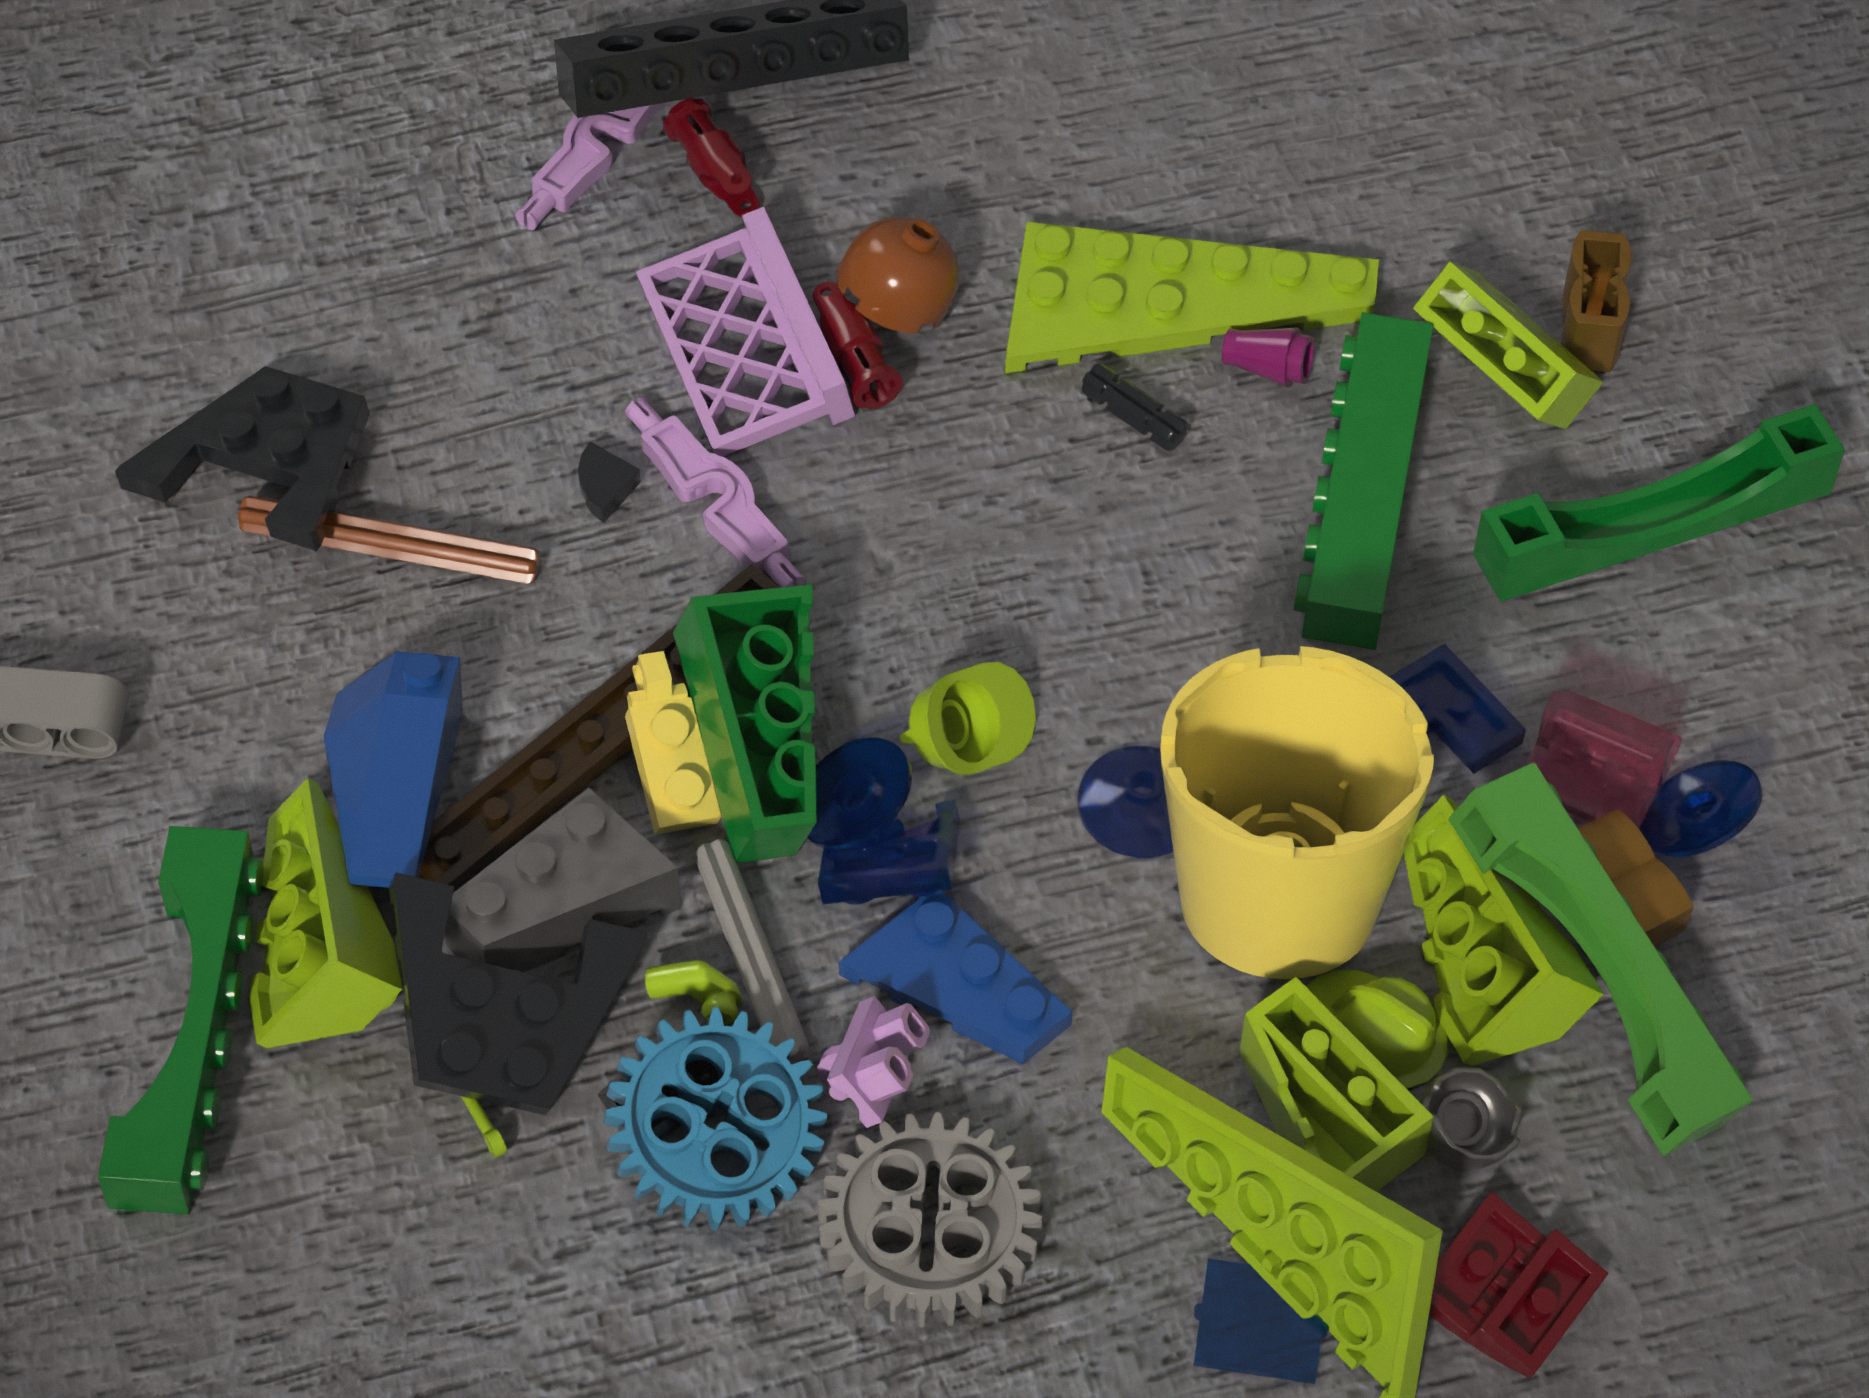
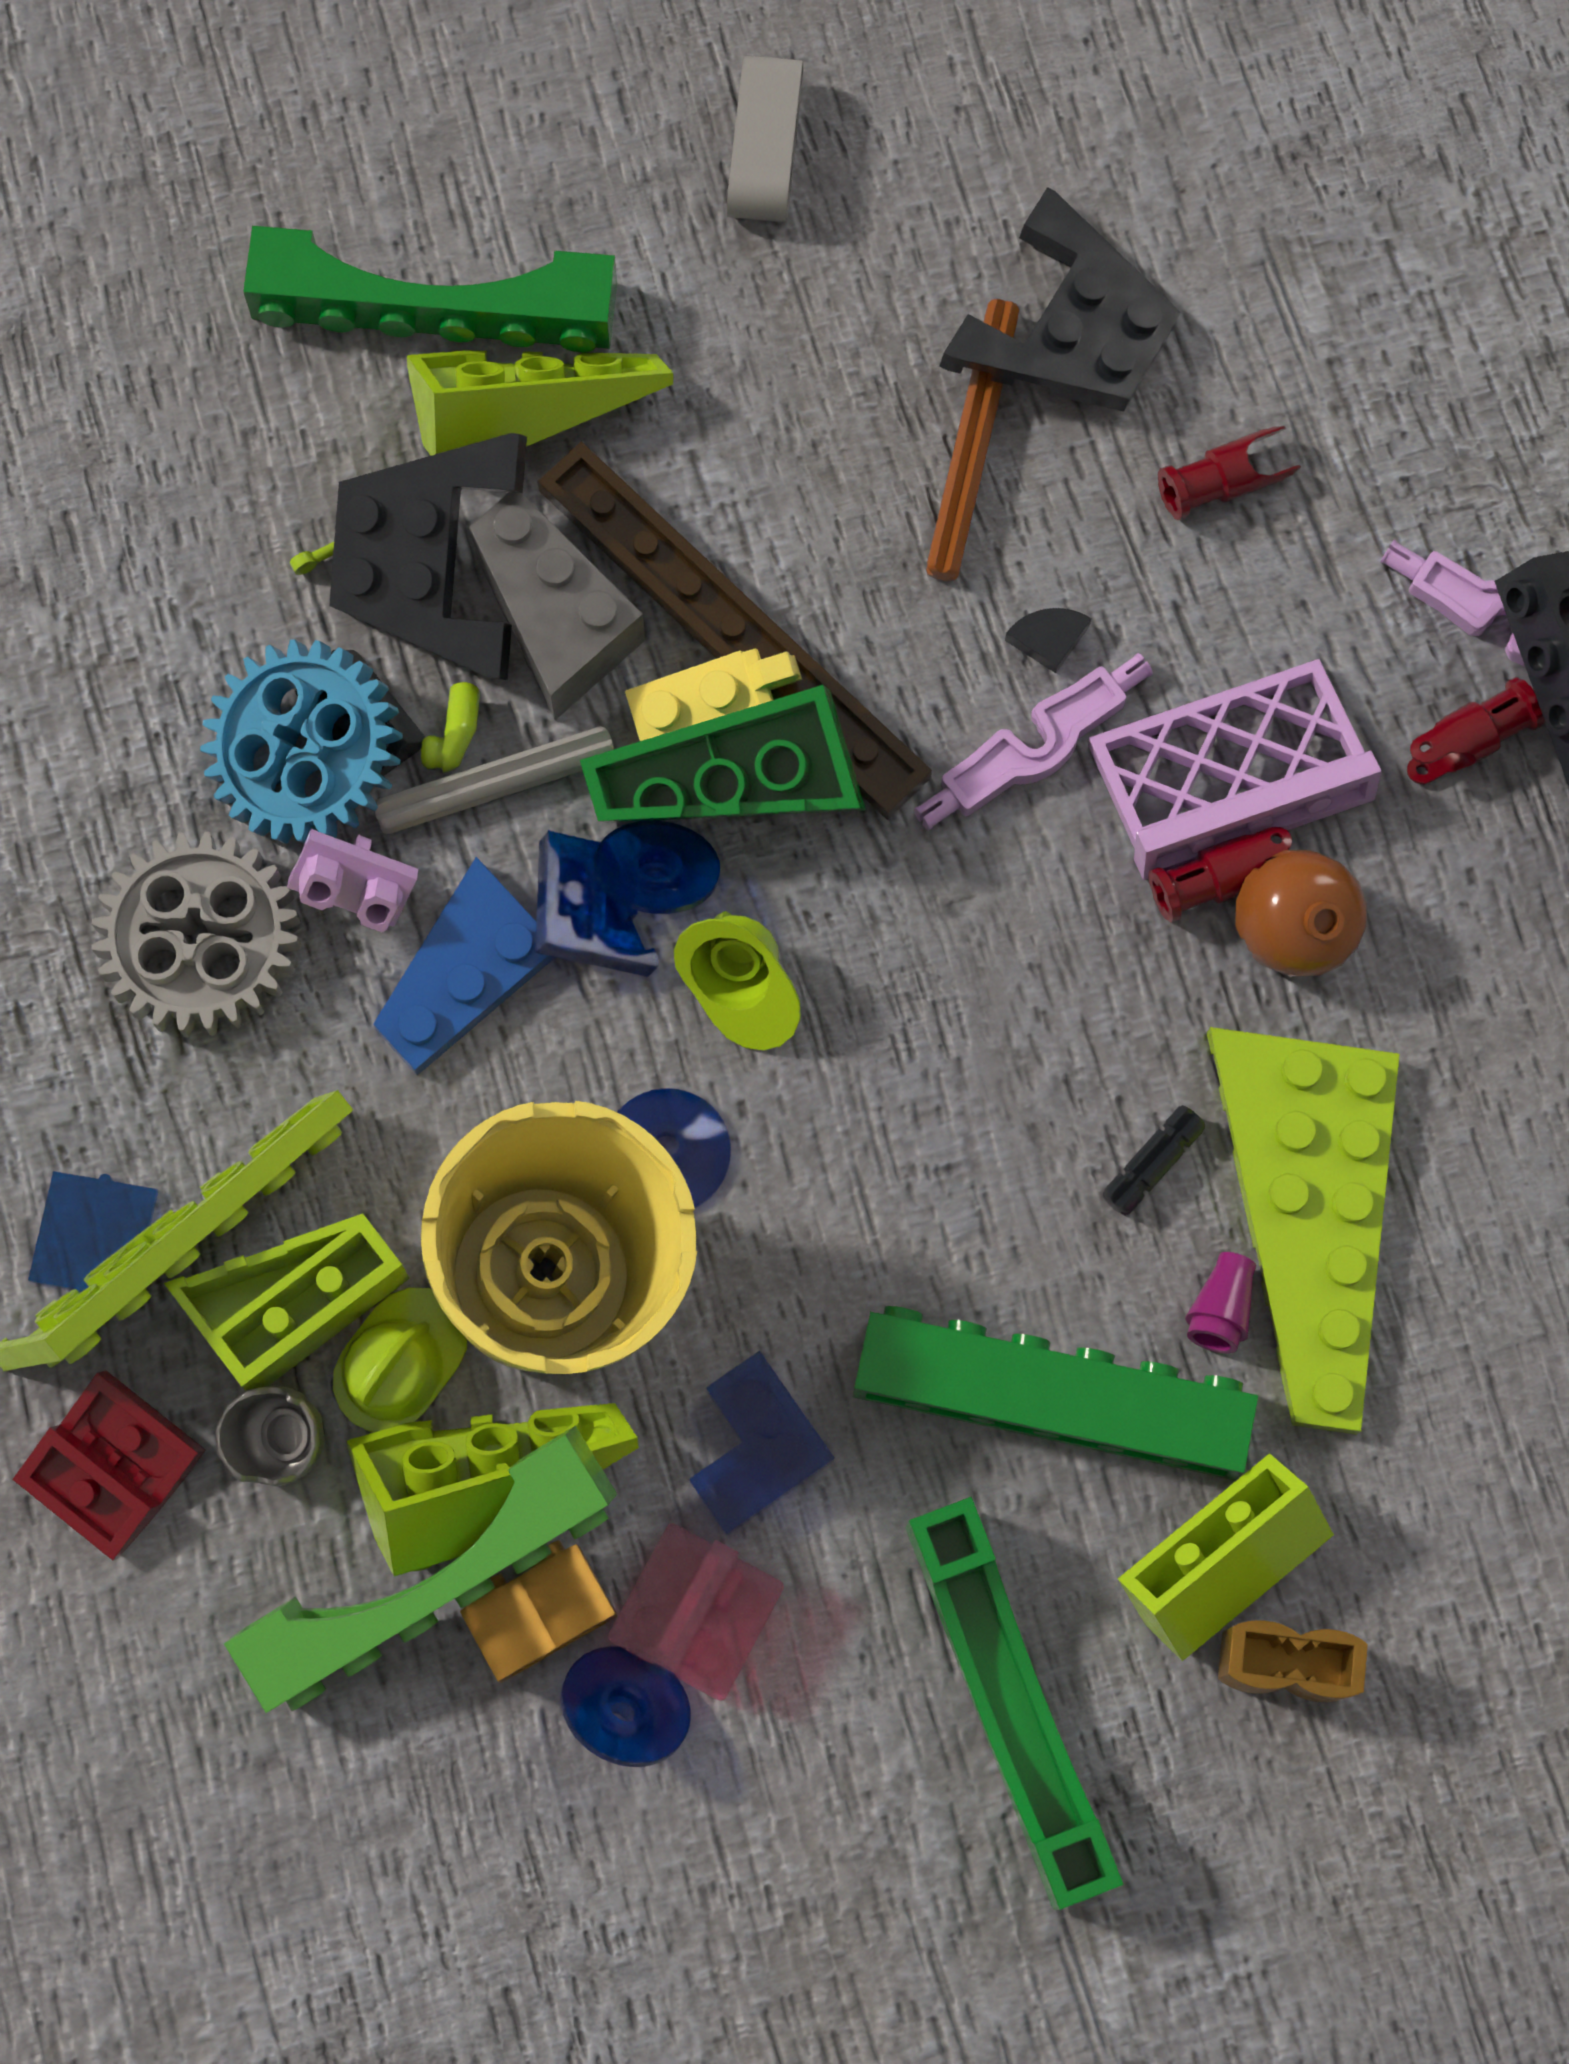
camera: 90 degrees right, 20 degrees up
(390, 761) = (696, 447): blue wedge -> none
(443, 340) = (1219, 475): none -> dark red piece

